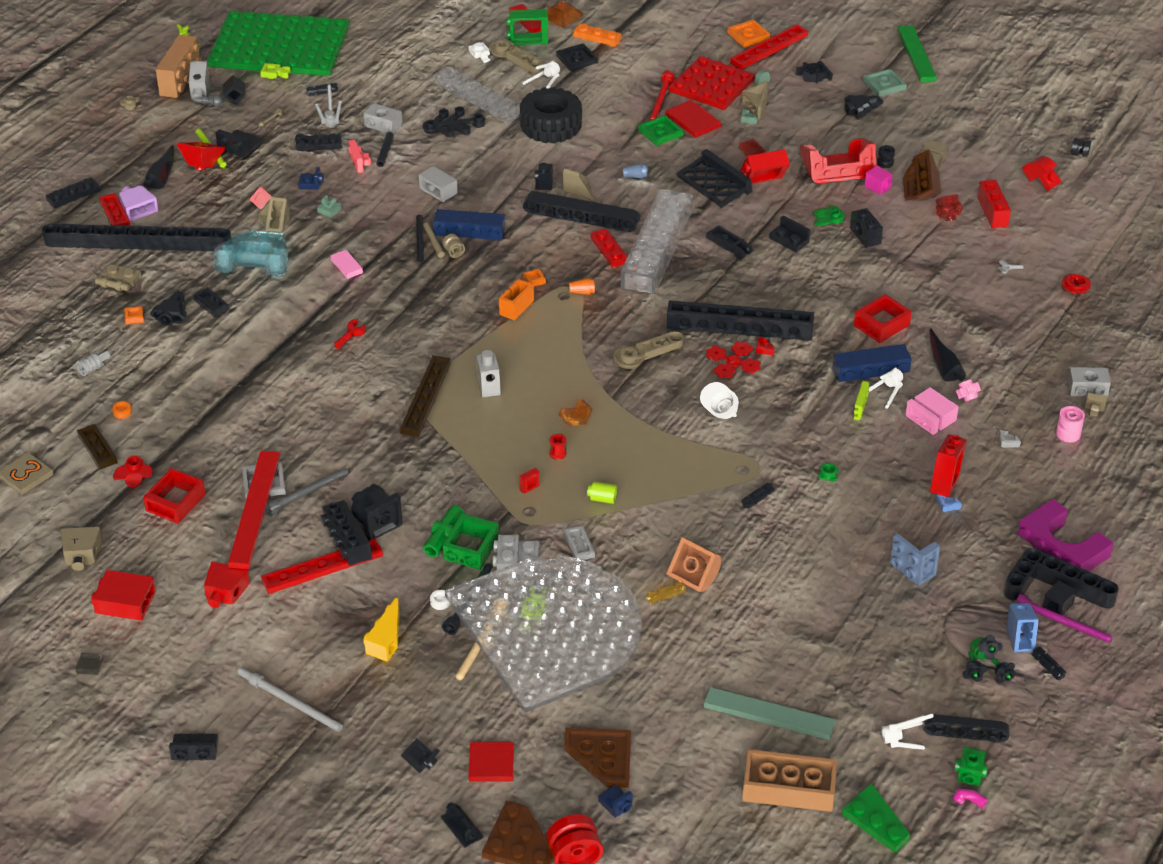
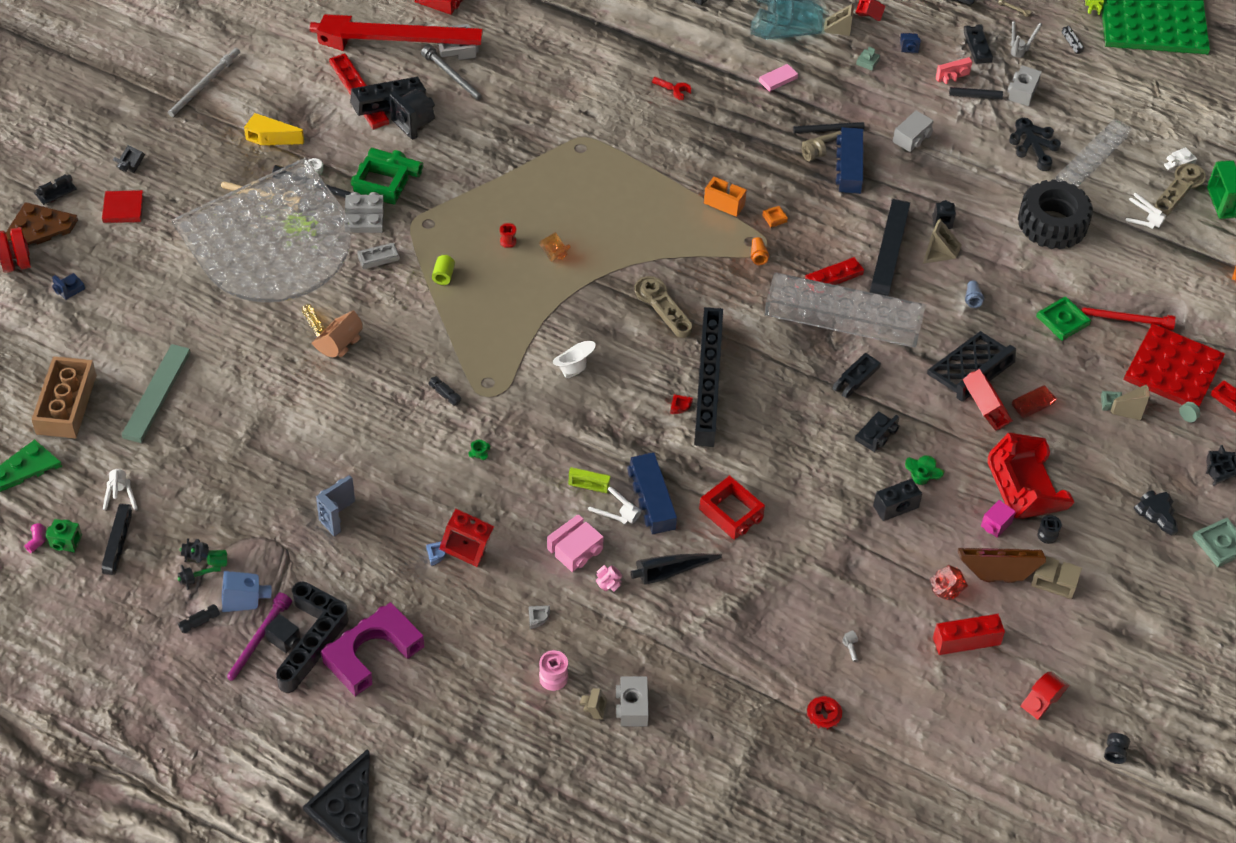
camera: 85 degrees right, 10 degrees up
(193, 747) = (158, 32): black bracket -> none
(425, 396) = (580, 141): dark brown plate -> none
(487, 365) = (606, 178): light grey torso -> none
(529, 480) = (459, 216): red tile -> none
(576, 57) = (1195, 242): black tile -> none
(602, 753) = (120, 275): reddish brown plate -> none
(693, 118) = (1093, 347): red tile -> none
(733, 361) = (653, 376): red plant -> none

